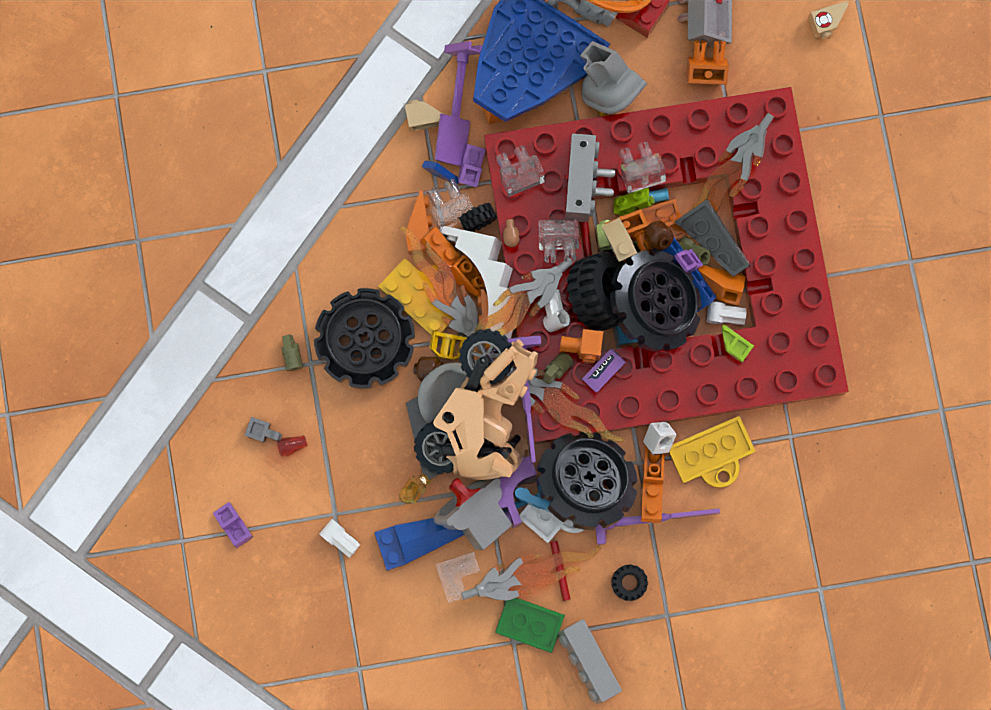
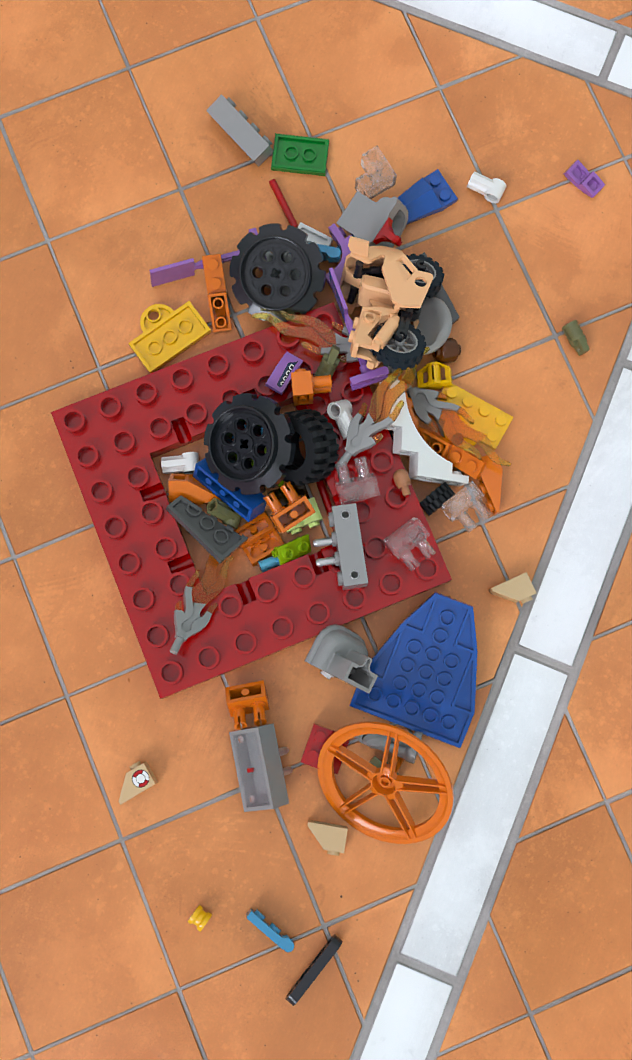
camera: 165 degrees right, 0 degrees up
(260, 430) = (584, 263): flat silver plate -> none
(291, 445) = (553, 256): clear red cone -> none
(334, 326) = (532, 339): black piece -> none
(414, 489) = (432, 238): clear yellow hips -> none
(439, 171) = (486, 538): blue tile -> none
(453, 130) = (481, 579): medium lavender piece -> none
(471, 165) = (455, 552): medium lavender slope -> none
(520, 573) = (336, 171): piece -> none
(619, 240) = (297, 492): tan slope -> none
(641, 172) = (289, 568): clear brick -> none
(641, 578) = (216, 196): black tyre -> none
(659, 235) = (259, 508): reddish brown head -> none
(659, 437) = (219, 332): white brick -> none
(688, 260) = (226, 491): medium lavender slope -> none
(735, 344) = (164, 426): lime tile -> none

